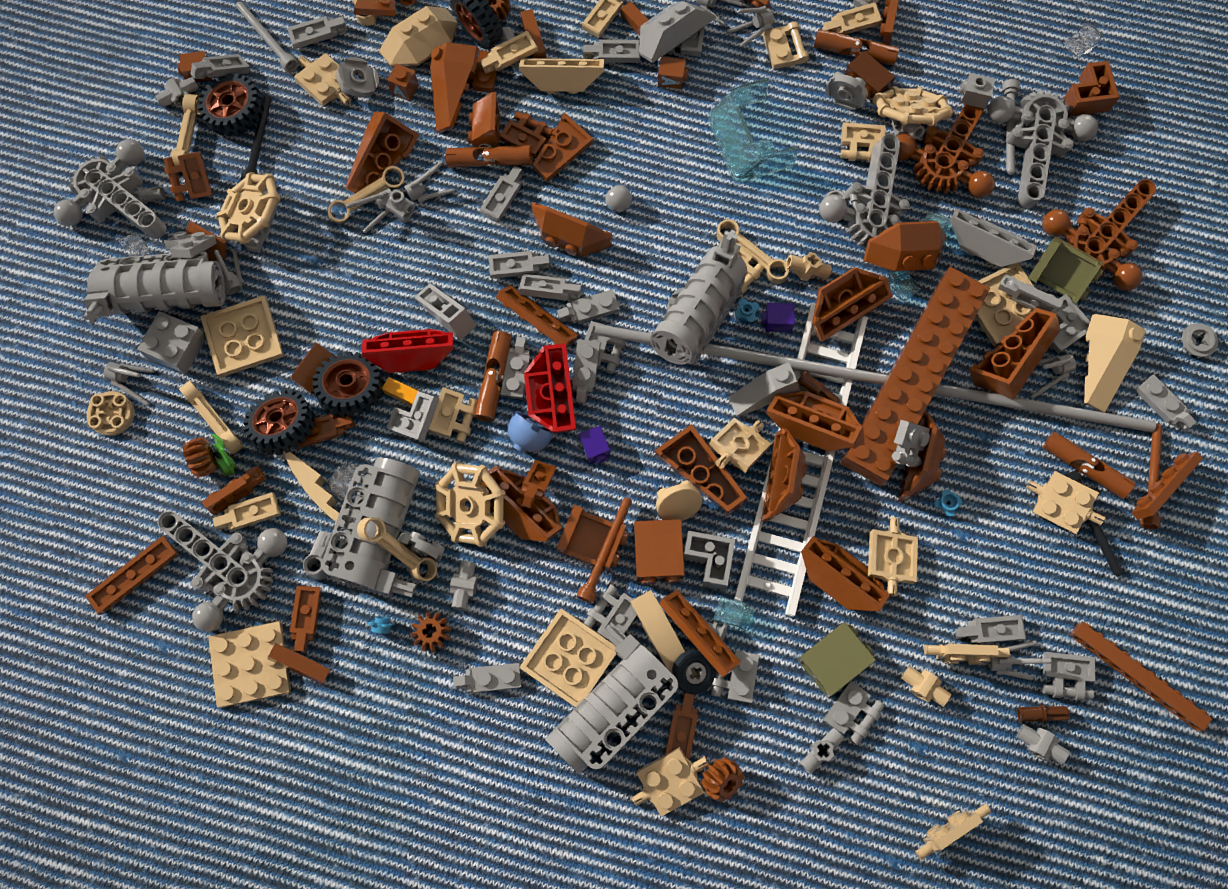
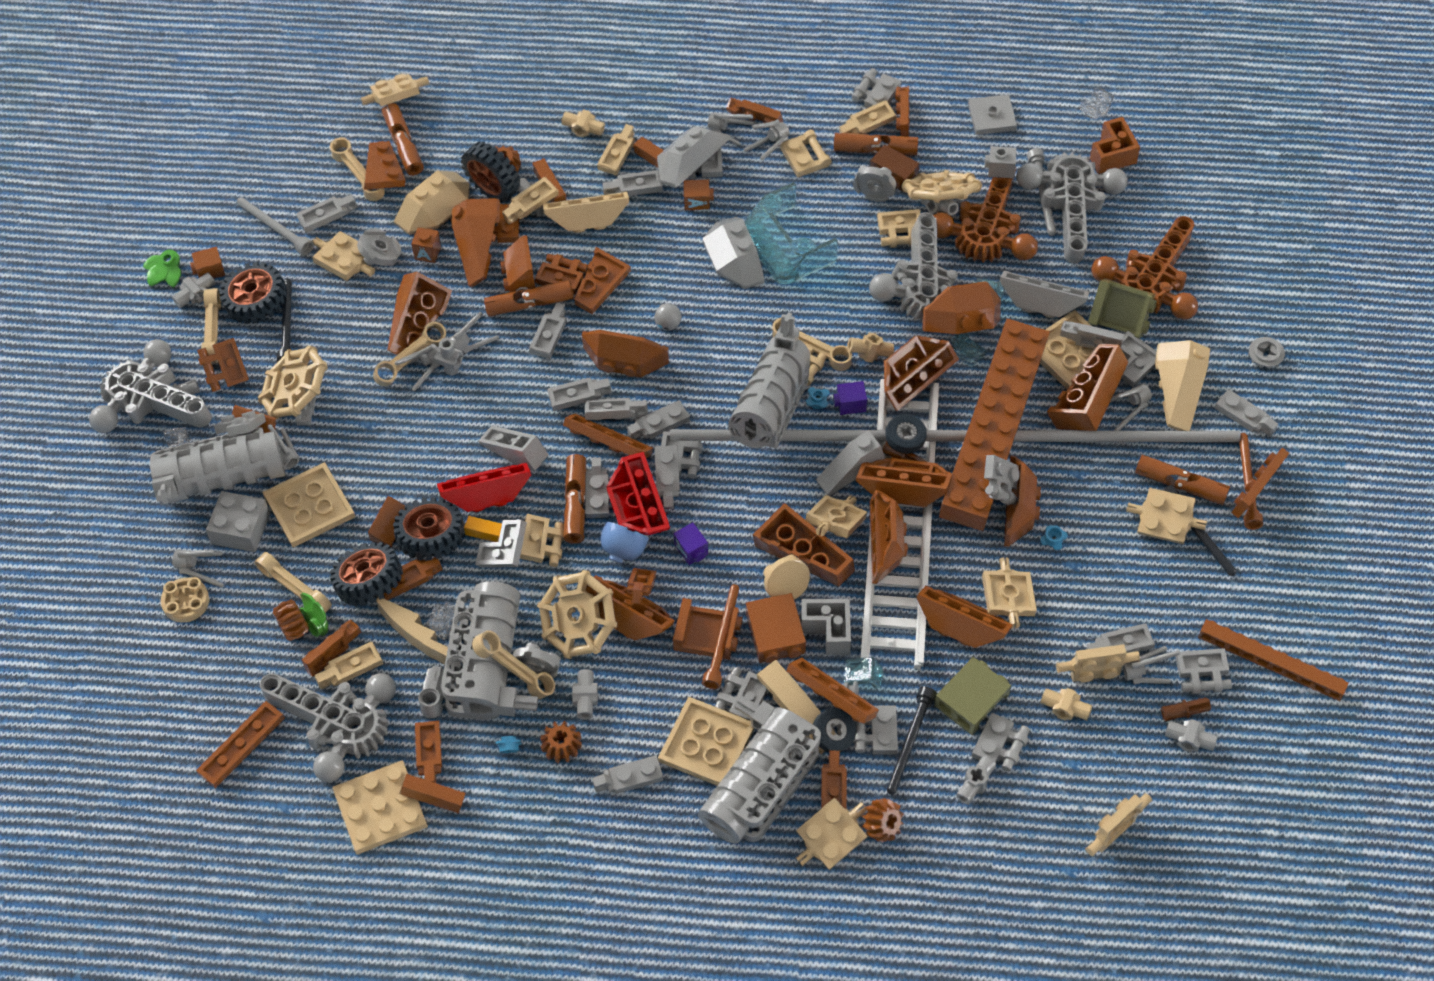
camera: 10 degrees left, 15 degrees down
(154, 66) = (162, 270): none -> bright green plate
(219, 66) = (235, 258): light grey hinge -> none
(695, 140) = (734, 253): none -> light grey wedge
(788, 654) = (926, 697): none -> black piece
(826, 381) = (902, 424): none -> black bush
(976, 34) = (992, 114): none -> light grey plate

